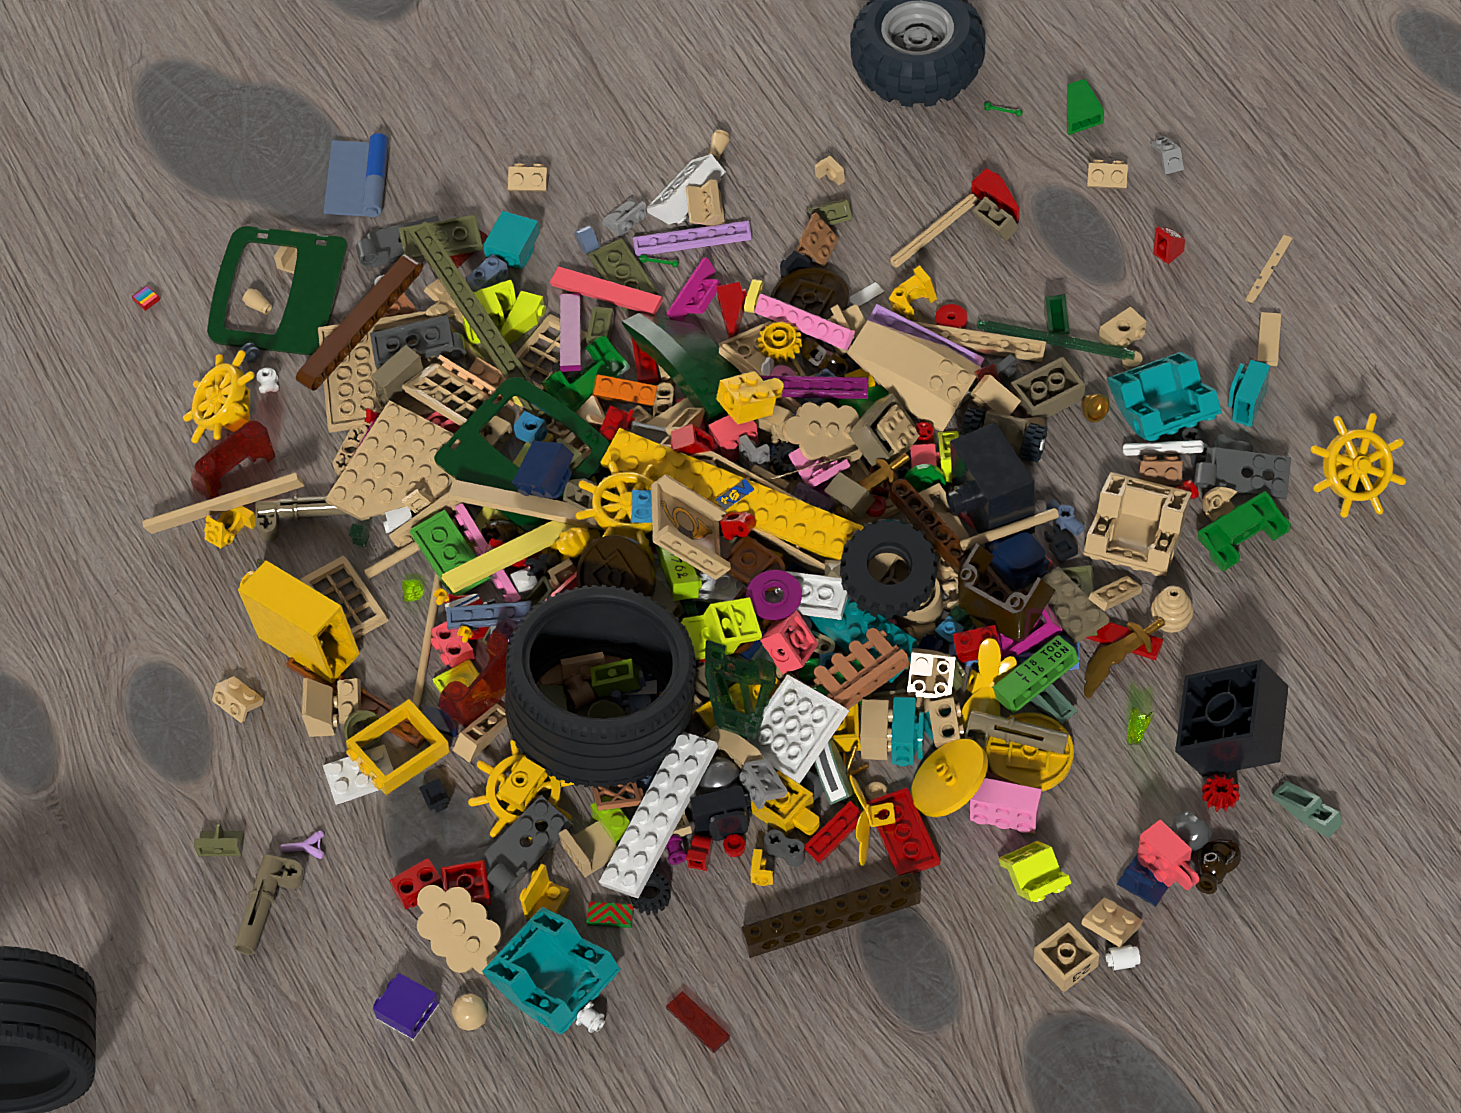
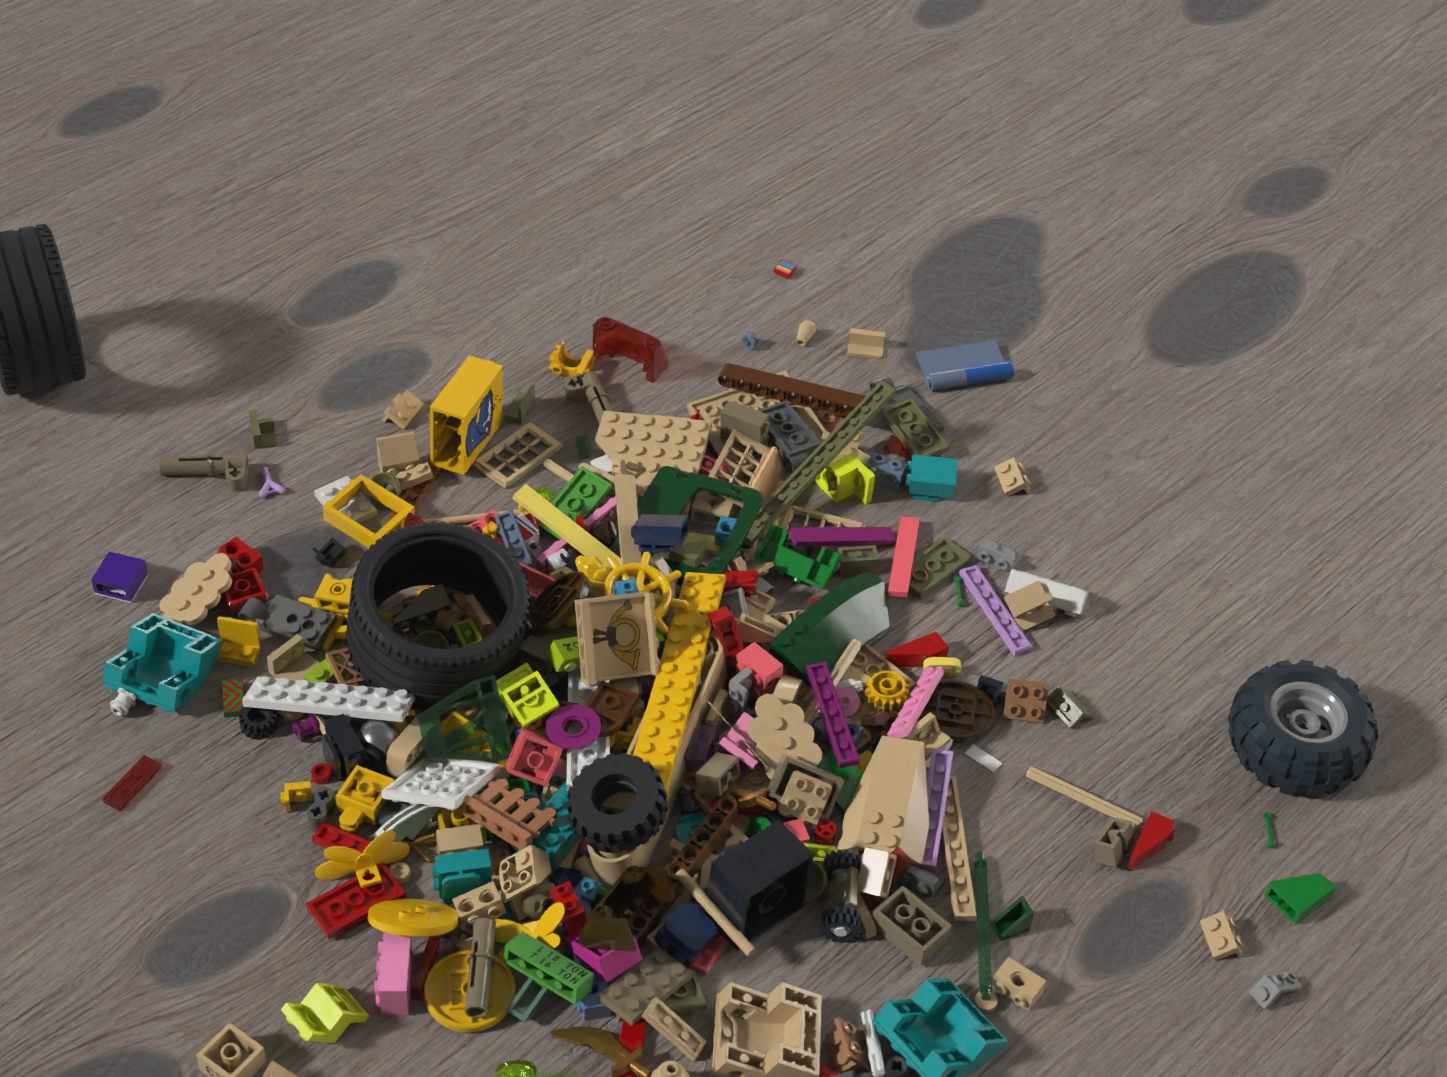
camera: 65 degrees right, 10 degrees down
(217, 396) = (685, 323): yellow piece -> none
(223, 503) = (581, 350): tan tile -> none
(268, 380) = (725, 356): white brick -> none
(310, 295) = (827, 361): dark green door -> none
(469, 1012) = (120, 620): tan hair -> none
(523, 316) = (851, 504): neon yellow slope -> none
(586, 239) = (956, 530): sand blue piece -> none
(624, 391) = (787, 583): orange brick -> none
(696, 292) = (926, 621): dark pink bracket -> none
(699, 851) = (306, 747): red leg -> none
(718, 143) = (1113, 605): tan cone -> none
(734, 494) = (675, 672): sticker -> none
(737, 524) = (644, 686): red leg -> none
(748, 396) = (791, 660): yellow brick -> none
(762, 782) = (374, 765): light grey bracket -> none
(830, 915) = (254, 859): dark brown brick -> none
(831, 168) = (1121, 696): tan bracket -> none
(913, 288) = (984, 782): yellow tile -> none
(951, 311) = (981, 825): red piece -> none
(1060, 546) = (724, 974): black plate -> none
(1066, 518) = (761, 970): sand blue axle -> none
(1095, 407) = (907, 974): pearl gold piece -> none
(1168, 244) = (1149, 1005): red slope -> none

